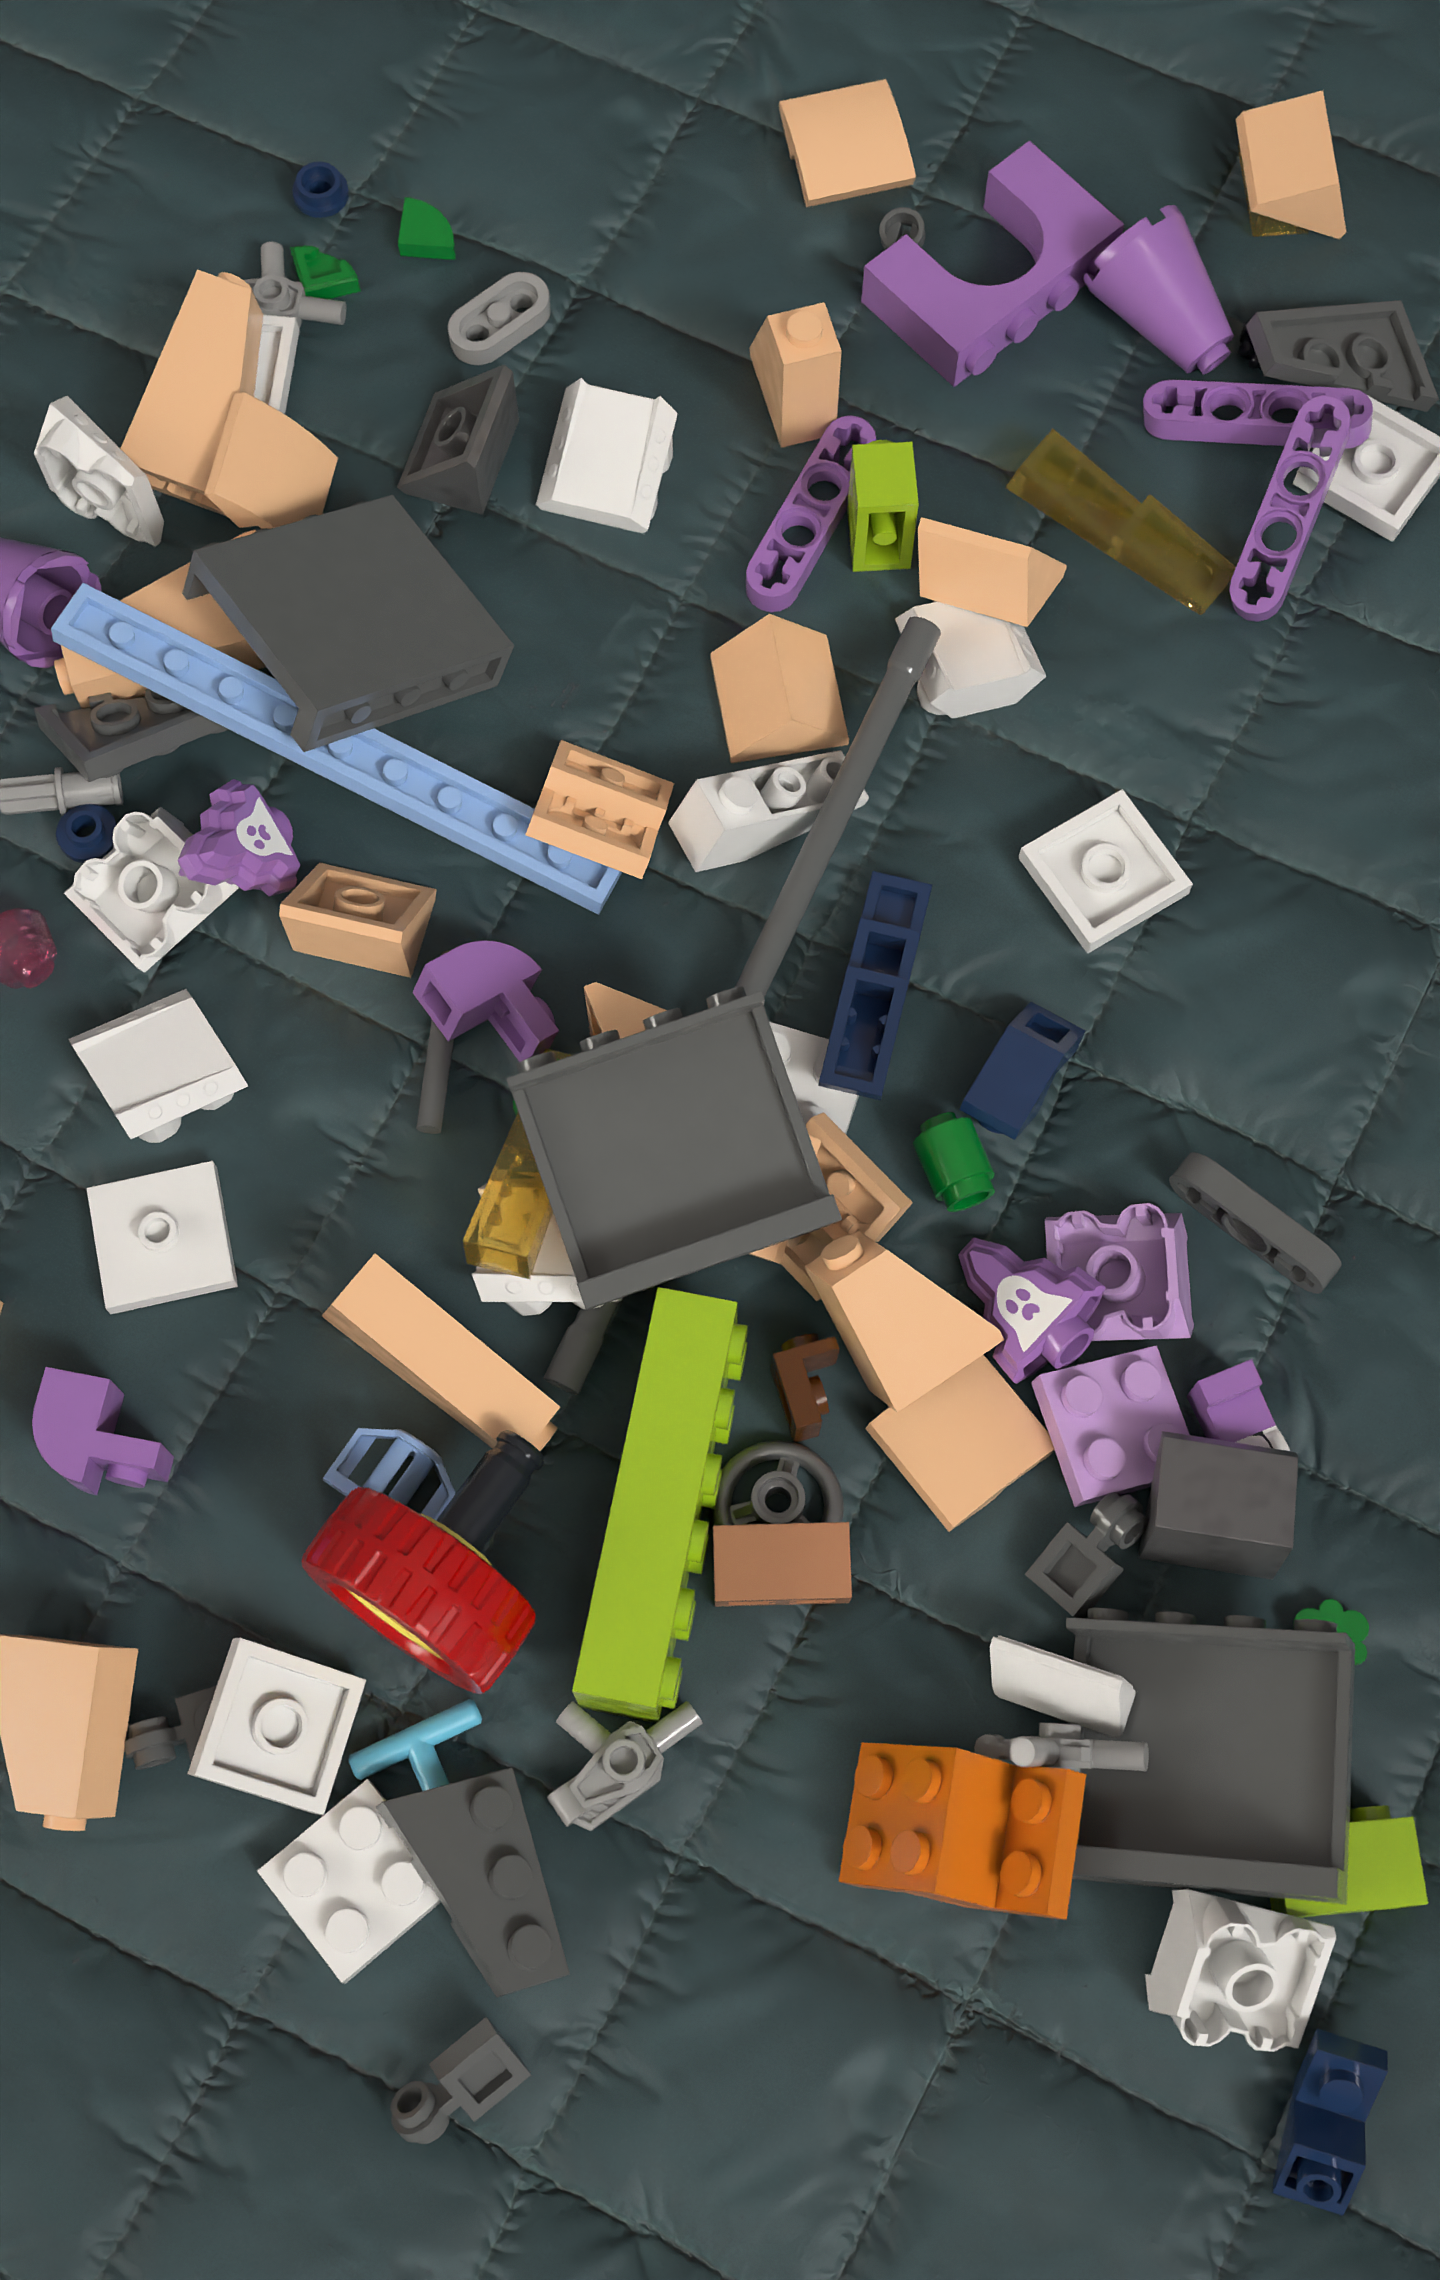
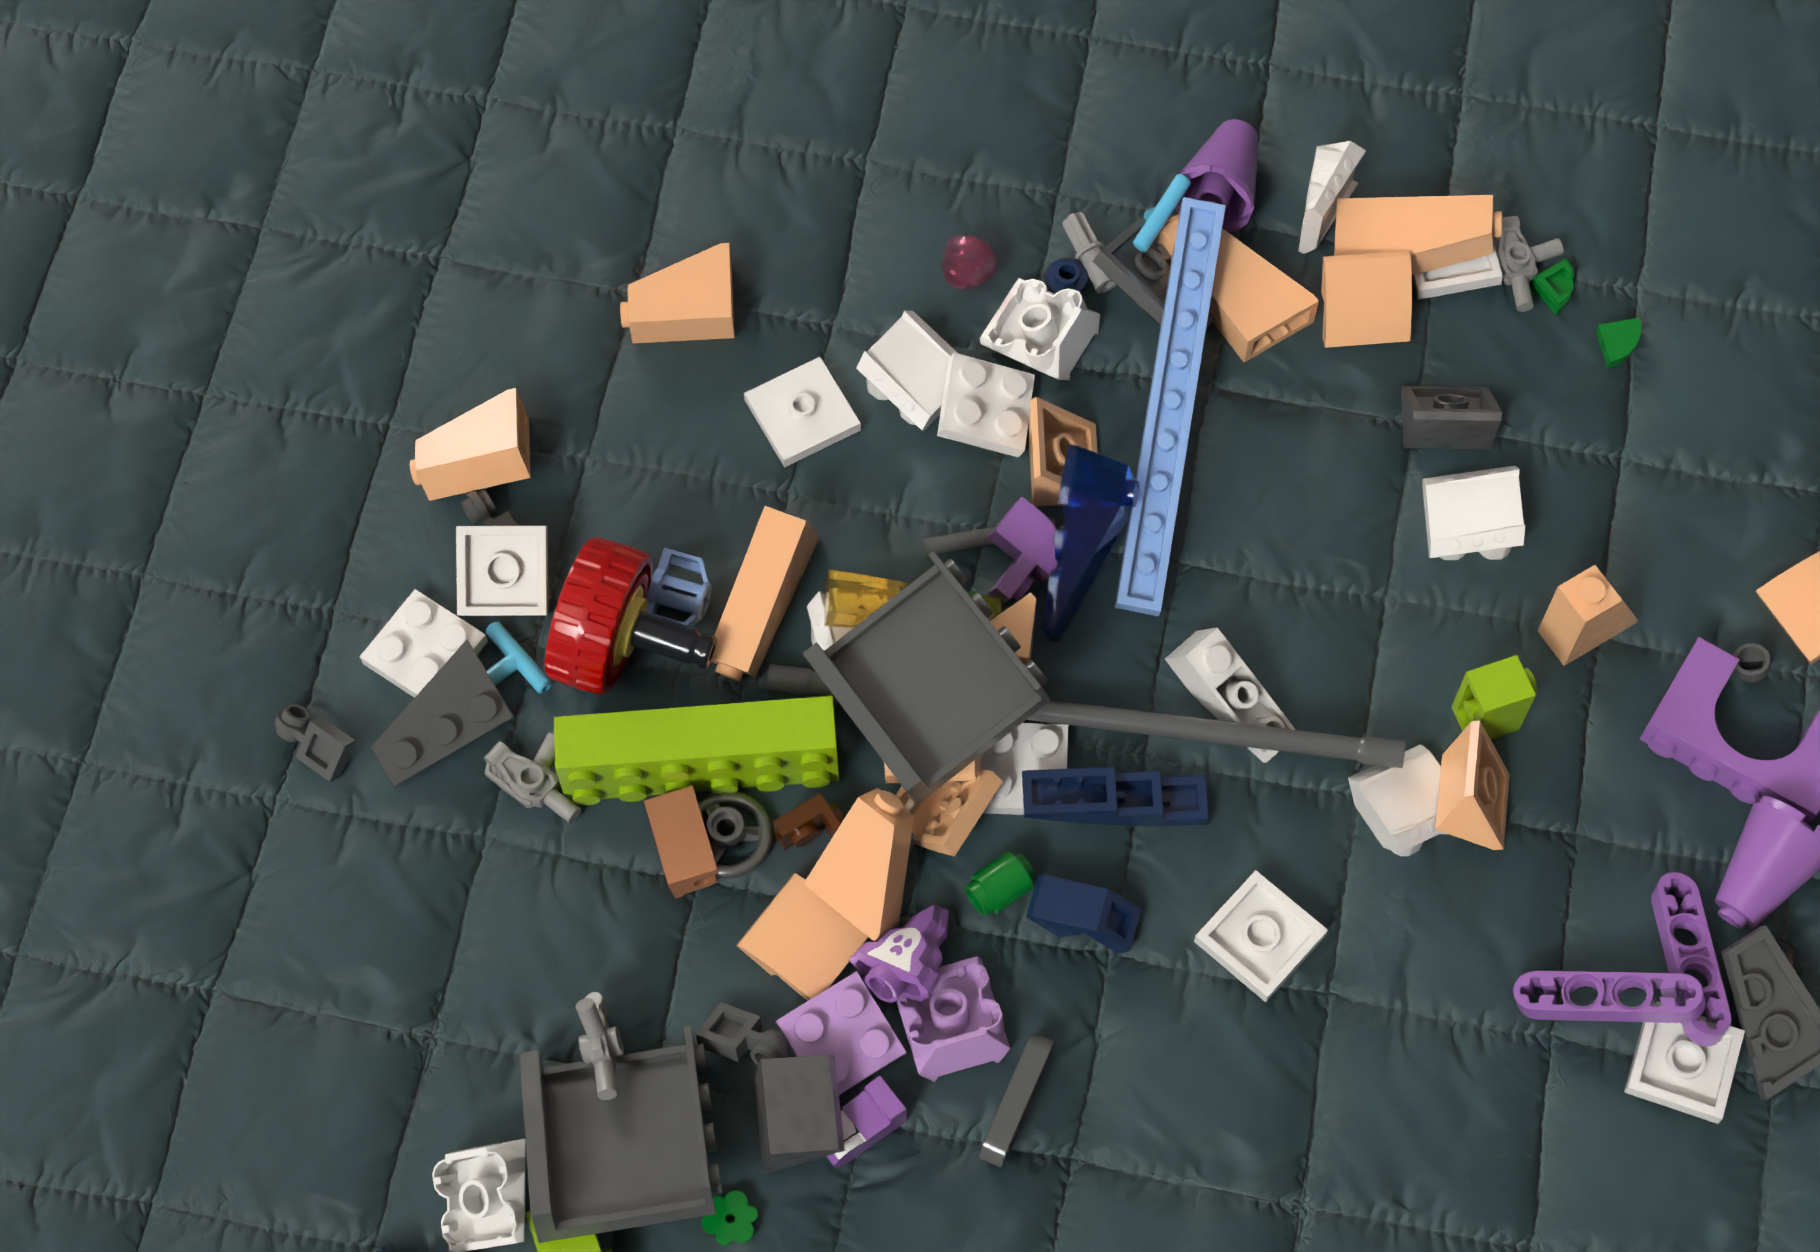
camera: 75 degrees right, 5 degrees down
(53, 674) = (1158, 215): none -> medium azure piece
(77, 1438) = (657, 402): medium lavender brick -> none
(241, 843) = (1080, 364): medium lavender rock -> none
(246, 987) = (986, 405): none -> white plate
(317, 179) = (1628, 254): dark blue plate -> none
(353, 618) = (1267, 377): dark grey panel -> none
(474, 886) = (1095, 509): none -> clear blue wedge
(494, 318) = (1563, 409): light grey plate -> none
(600, 809) = (1188, 582): light nougat slope -> none
(777, 691) = (1329, 680): light nougat slope -> none
(806, 511) = (1484, 653): medium lavender beam -> none
(963, 1829) = (533, 991): orange bracket -> none
(1060, 1686) = (648, 1038): white slope -> none
(1134, 533) = (1561, 884): clear yellow slope -> none

